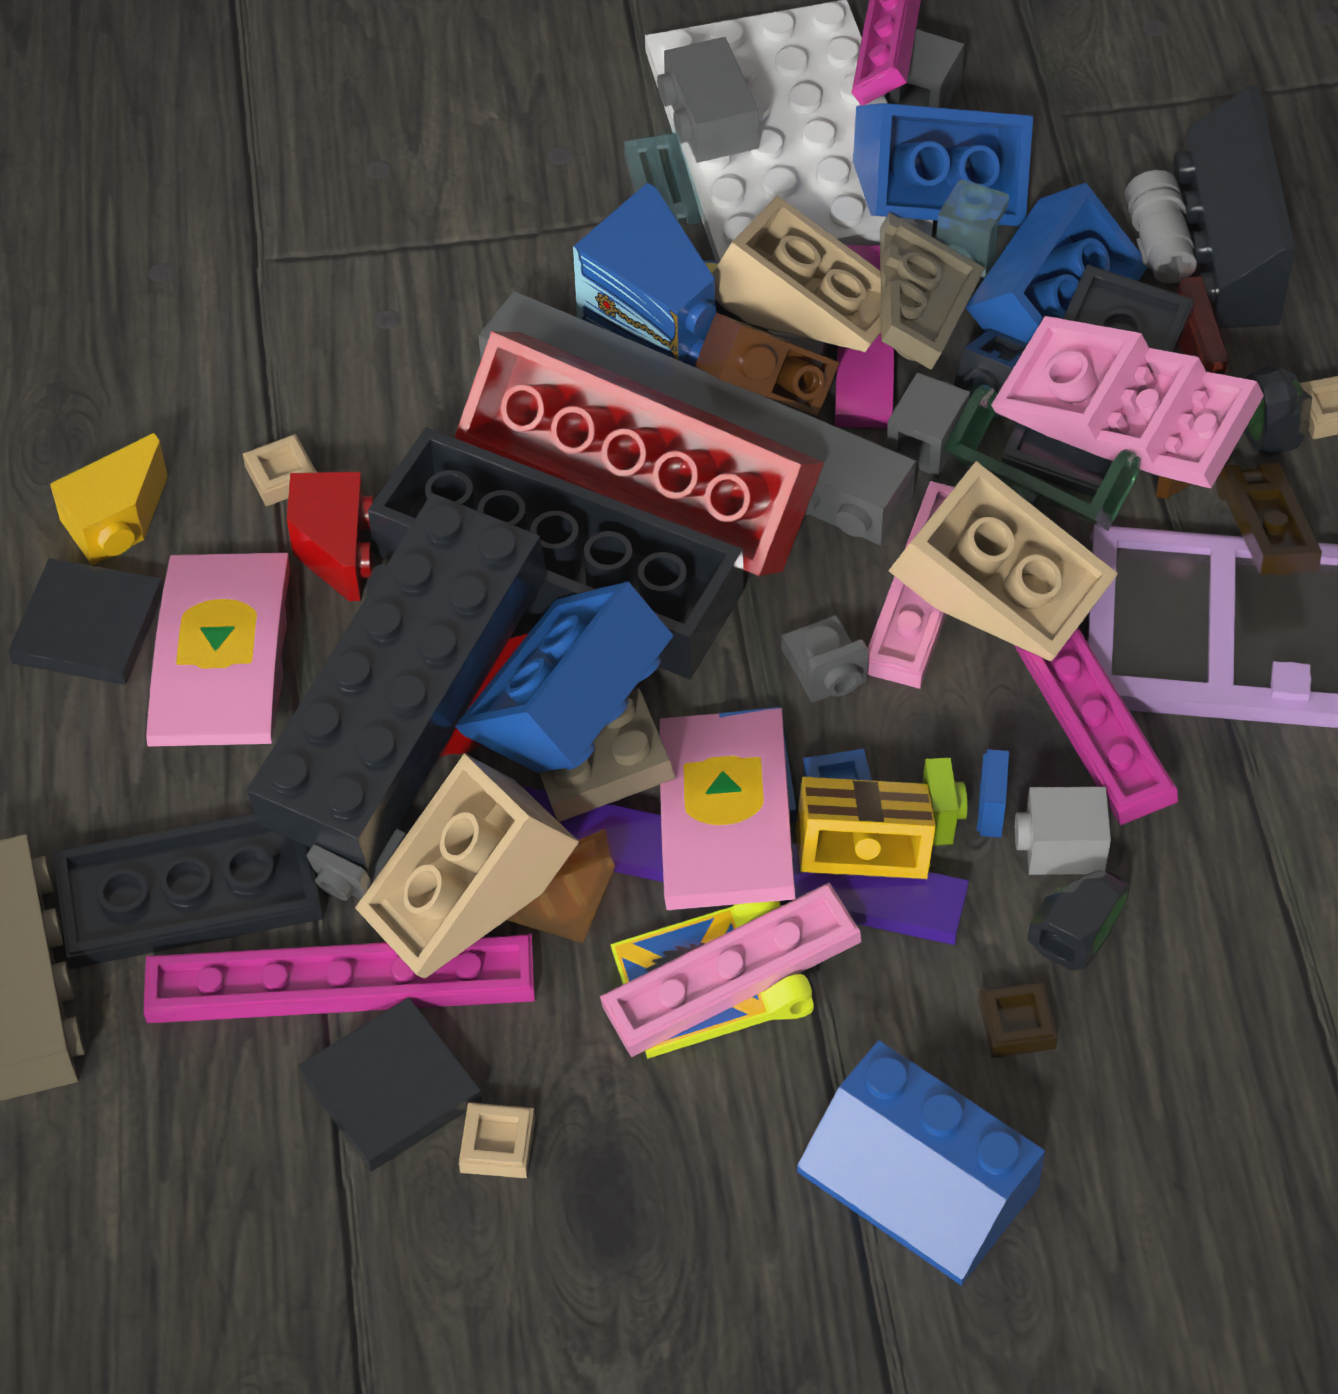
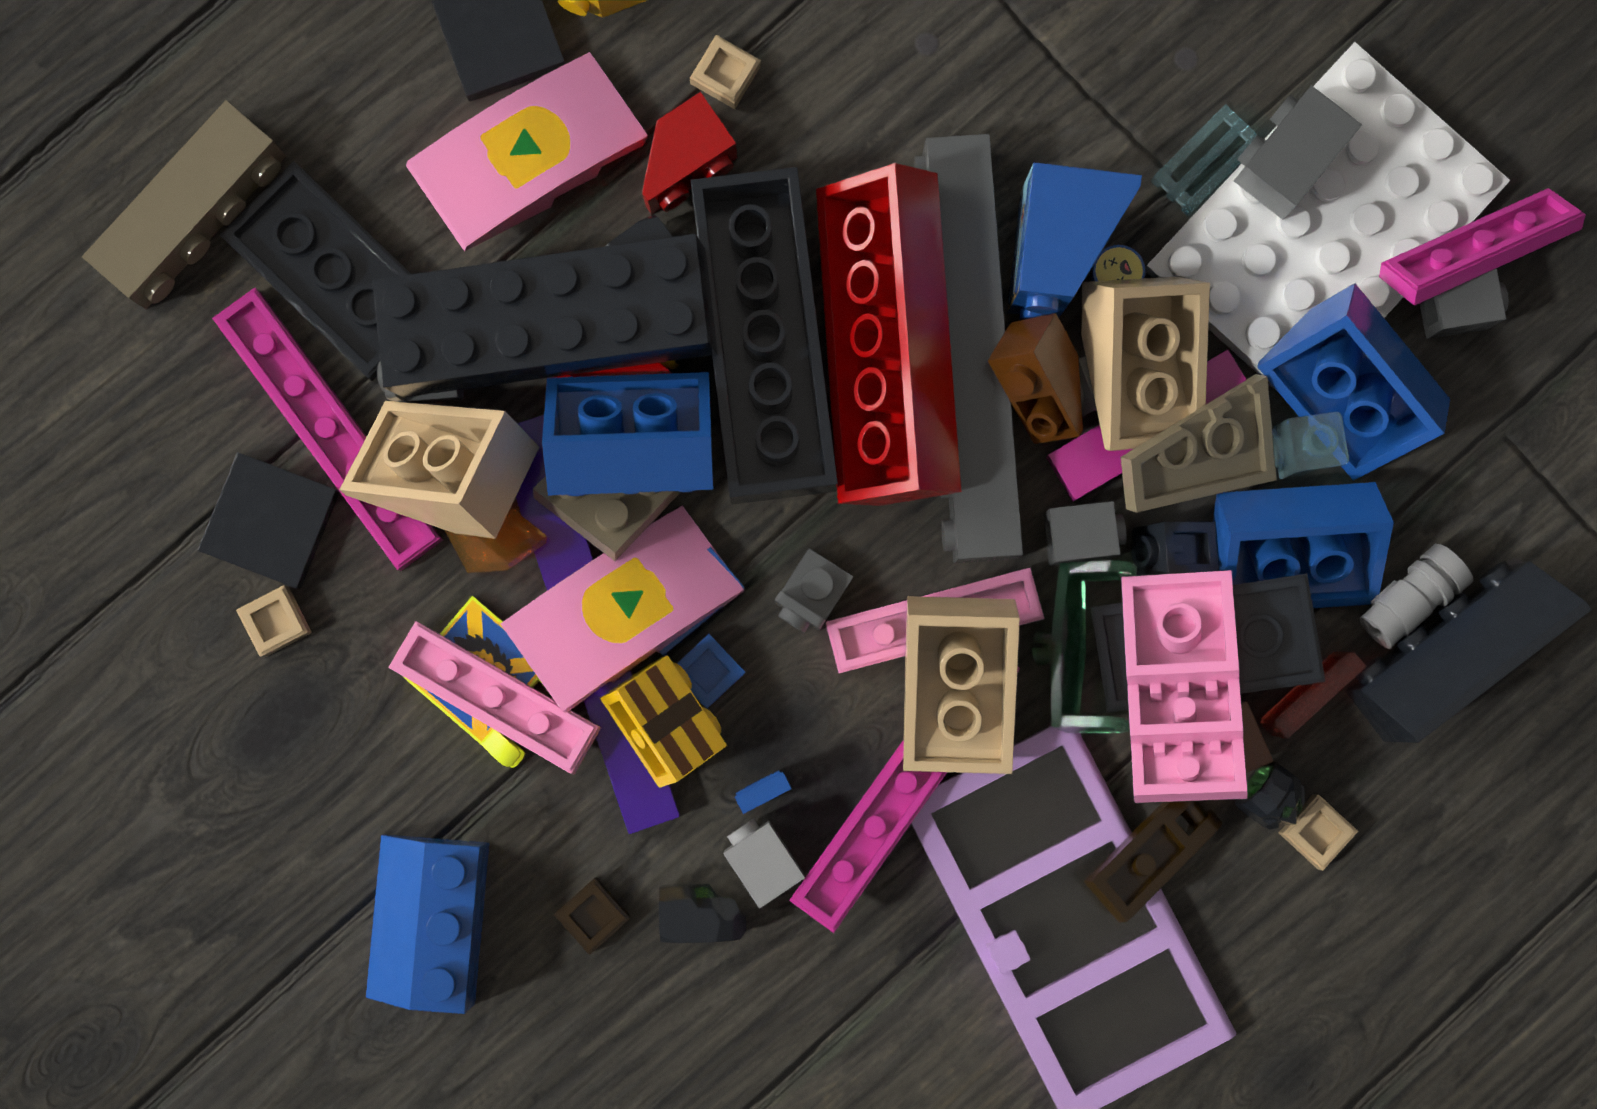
camera: 50 degrees right, 30 degrees up
(946, 797) = (732, 760): lime plate -> none

